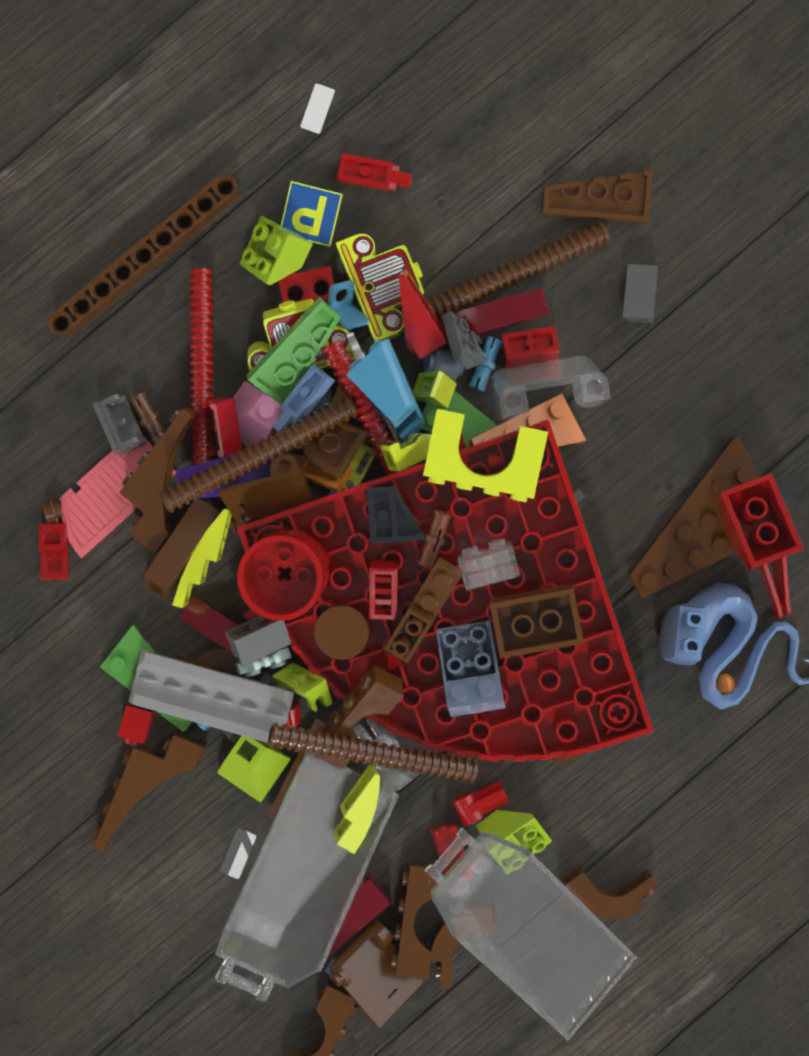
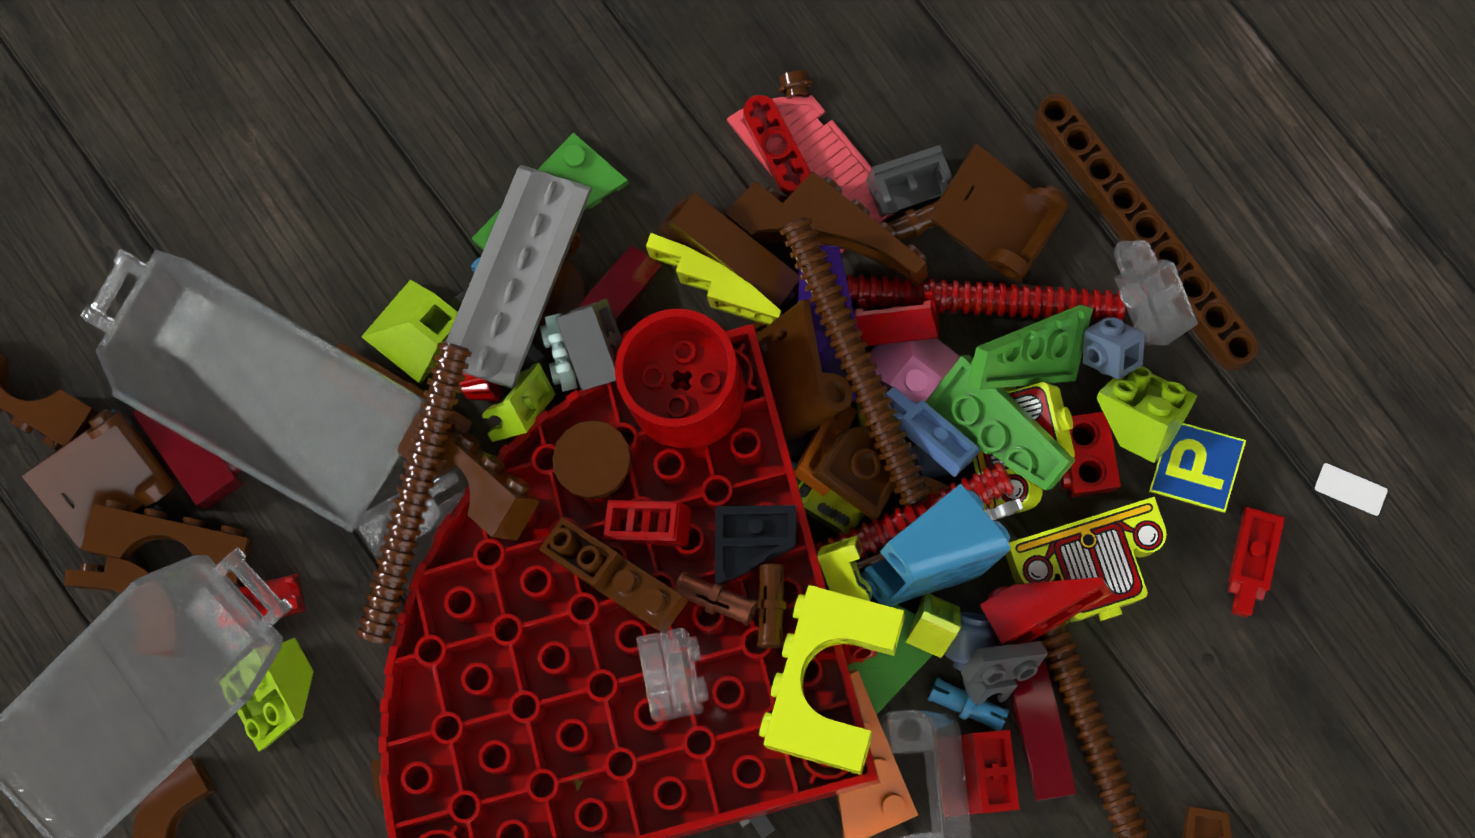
camera: 90 degrees right, 10 degrees down
(54, 551) = (736, 83): red slope -> none
(86, 537) = (773, 117): none -> red beam
(136, 724) = (487, 174): red brick -> none
(140, 356) = (1001, 216): none -> reddish brown door
(144, 772) = (419, 178): reddish brown arch -> none
(192, 249) = (1152, 293): none -> clear hinge
(232, 275) = (1113, 347): none -> sand blue brick
(238, 853) = (293, 302): sticker -> none
(243, 329) = (1035, 354): none -> bright green wing
(349, 314) = (1052, 505): dark azure bracket -> none
(358, 810) = (333, 468): neon yellow slope -> none
(437, 500) = (771, 606): none -> reddish brown pin
(470, 669) = (521, 639): sand blue slope -> none
(473, 805) = (323, 638): red piece -> none
(536, 621) = (582, 737): reddish brown brick -> none

